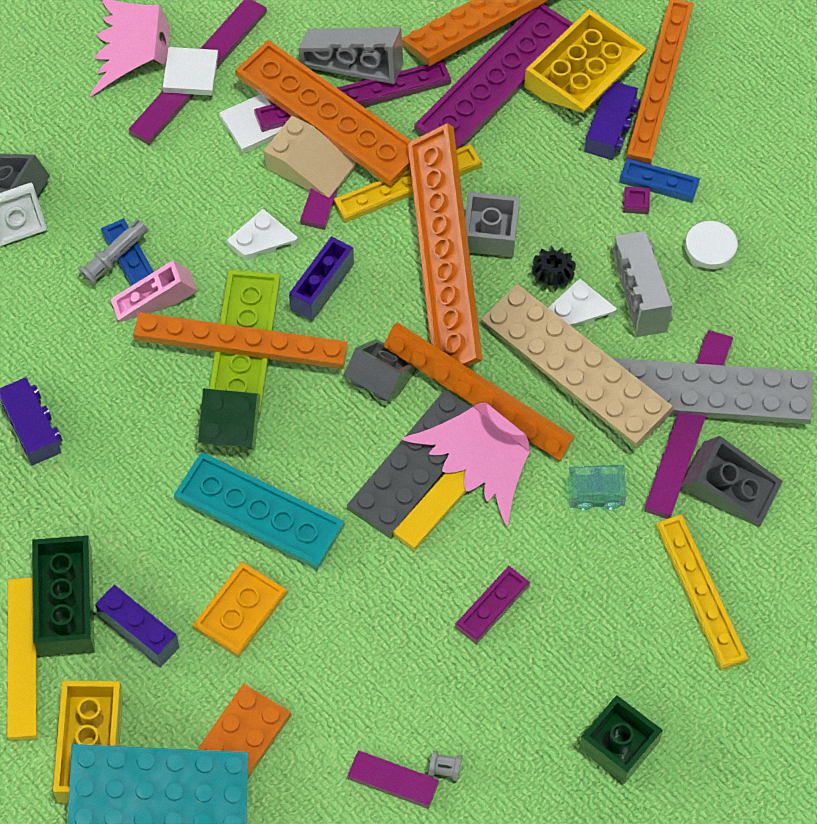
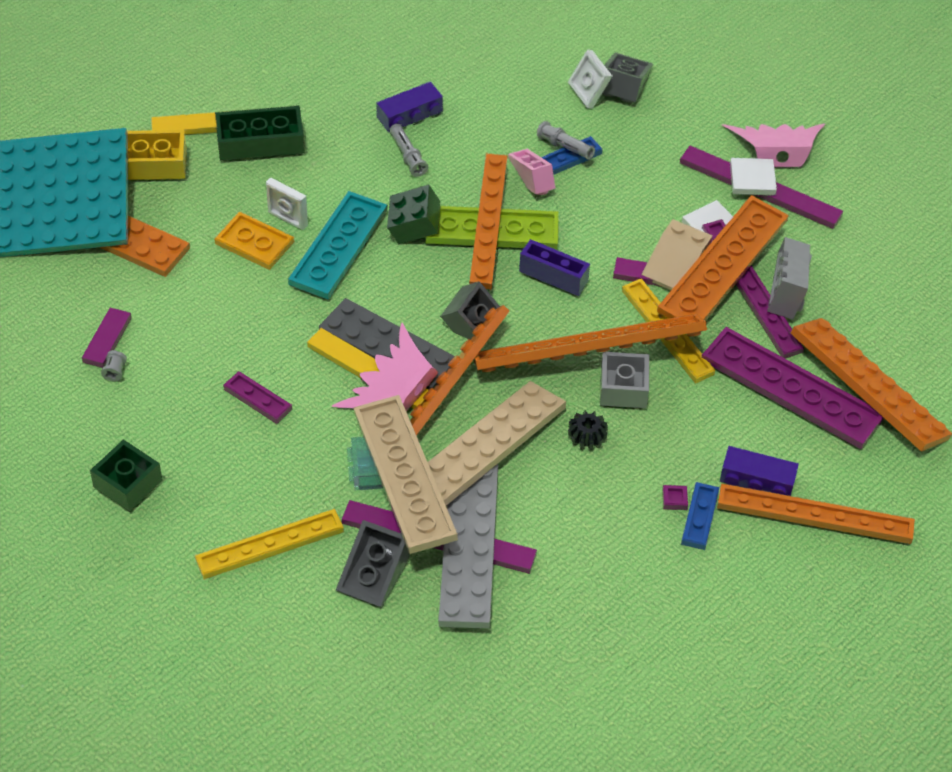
camera: 85 degrees right, 10 degrees down
(114, 423) = (411, 155): none -> light grey pin
(137, 625) = (236, 177): dark purple brick -> none
(200, 561) = (286, 203): none -> white tile
(260, 236) = (598, 234): white wing -> none
(581, 305) = (552, 453): white wing -> none
(582, 63) = (815, 442): yellow slope -> none
(636, 434) = (405, 474): none -> tan plate
(642, 284) = (576, 493): light grey wedge -> none
(711, 245) = (630, 553): white tile -> none

